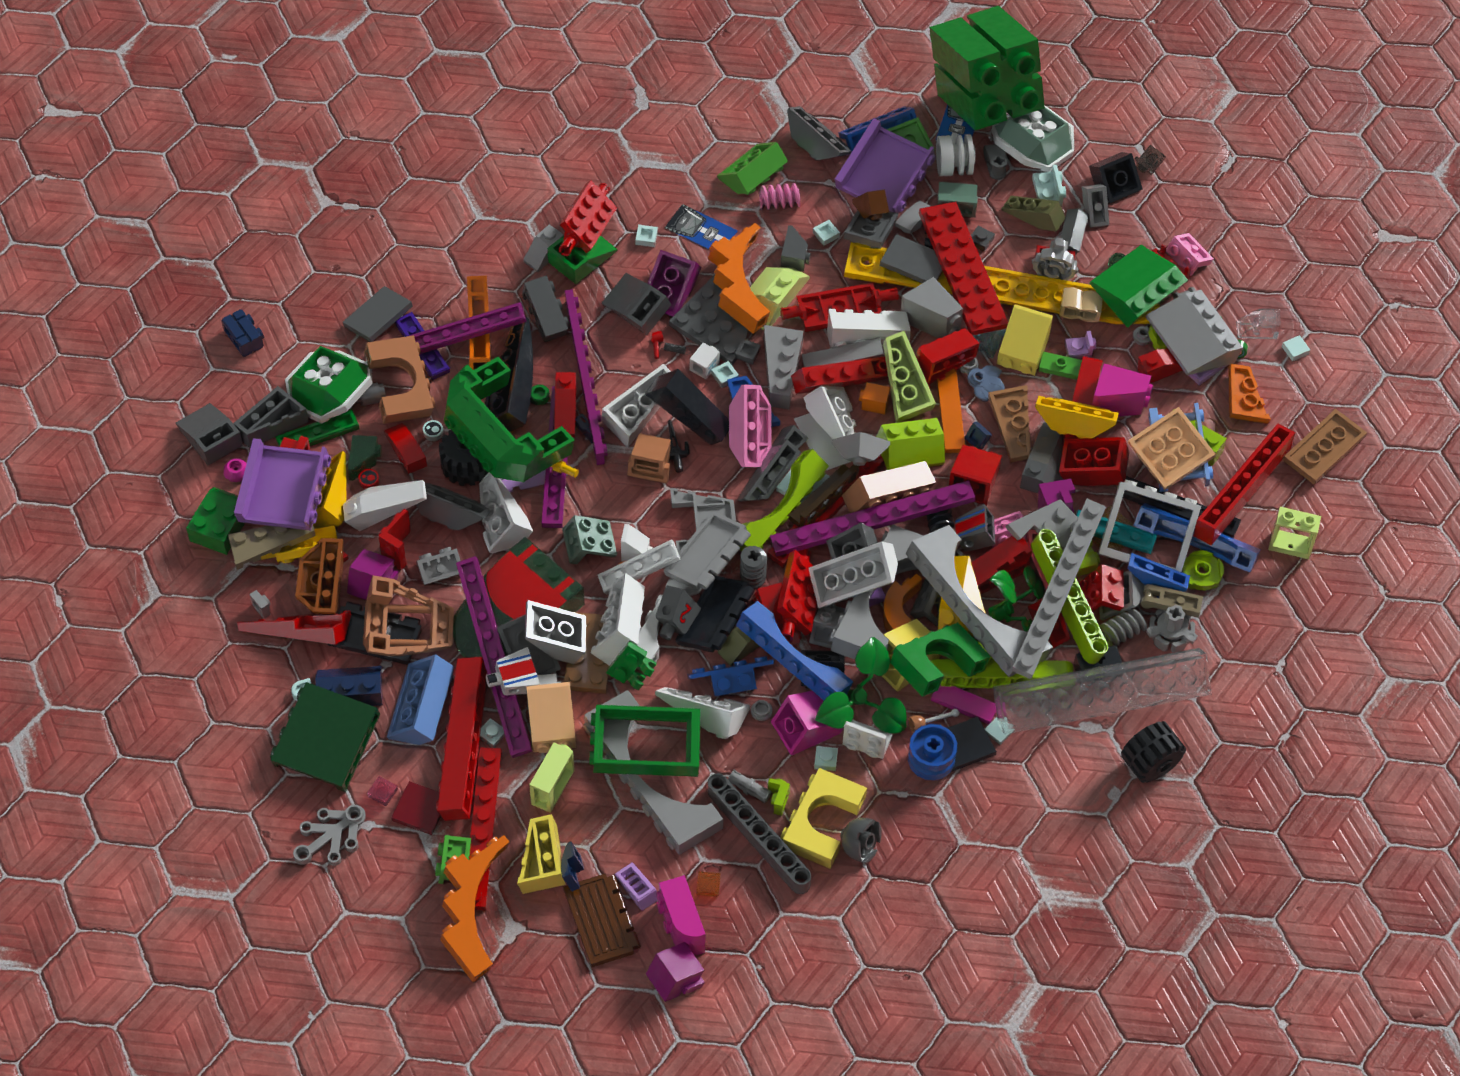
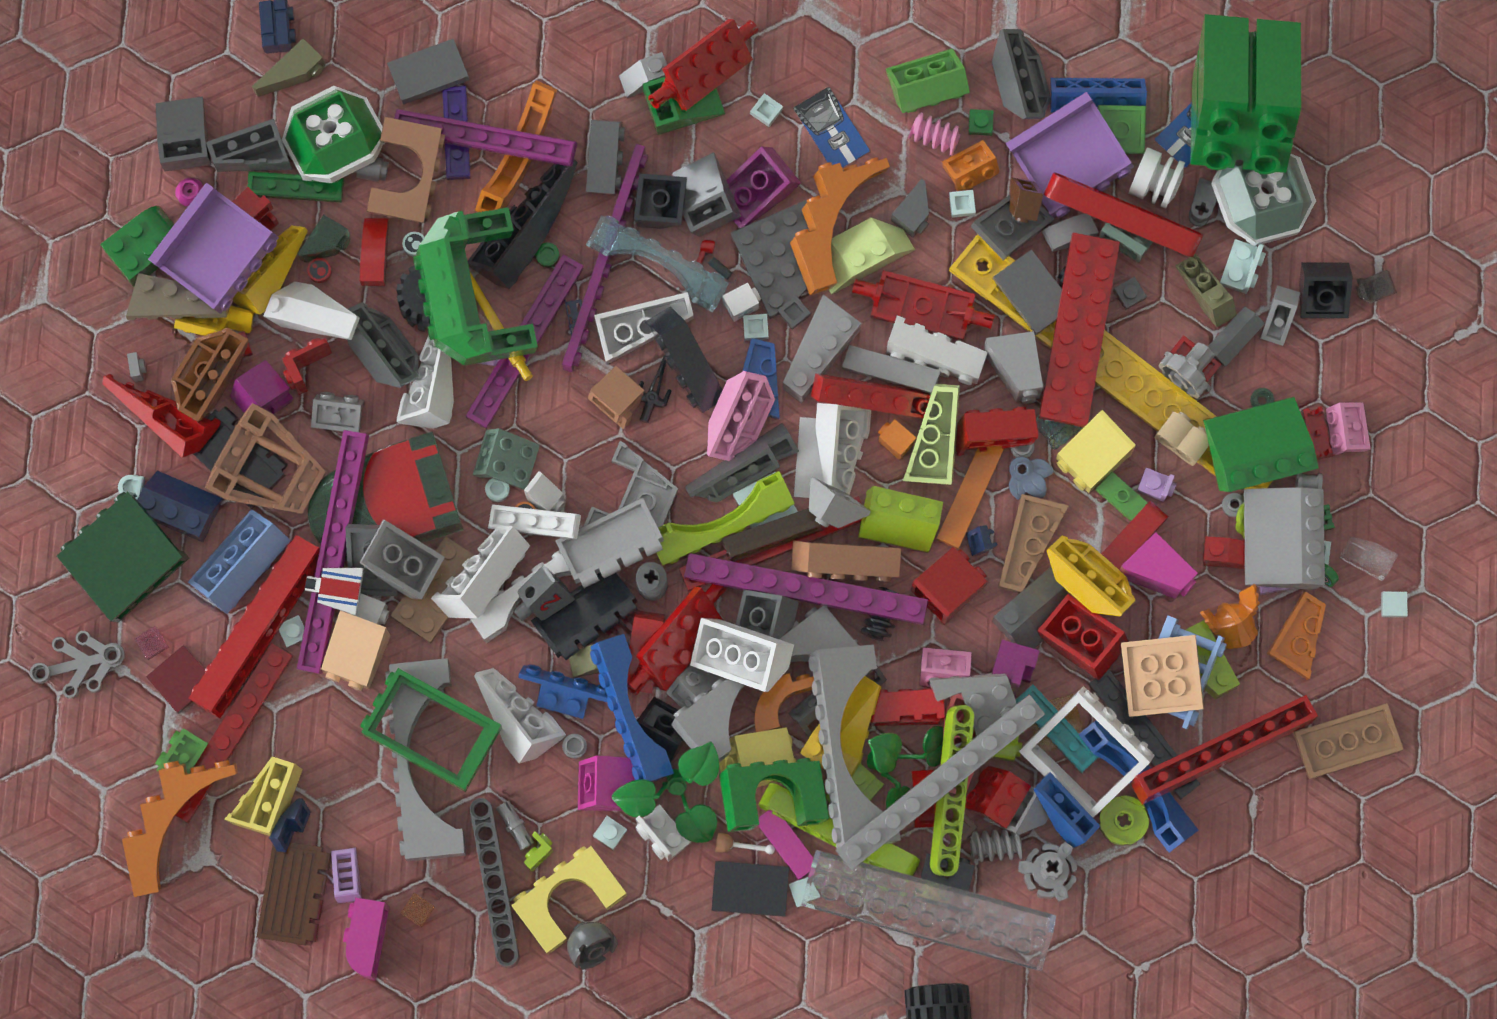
camera: 30 degrees right, 20 degrees up
(272, 355) = (294, 68): none -> olive slope
(552, 777) = (321, 718): yellowish green window -> none
(565, 401) = (561, 288): red slope -> none
(587, 353) = (702, 286): none -> clear light blue arch
(594, 564) = (497, 490): none -> light aqua tile
(605, 319) = (660, 201): none -> black slope
(627, 661) = (466, 632): green plate -> none
(675, 972) = (330, 991): magenta plate -> none
(806, 179) = (981, 122): none -> green plate
(818, 206) = (971, 166): none -> orange bracket
(932, 752) = (714, 873): blue wheel -> none
(947, 183) = (1123, 214): none -> red beam
(976, 529) = (907, 654): dark grey torso -> none
(1168, 597) = (1063, 845): dark tan plate -> none
(1196, 394) = (1235, 620): none -> orange helmet
(1301, 544) = (1242, 827): yellowish green window -> none

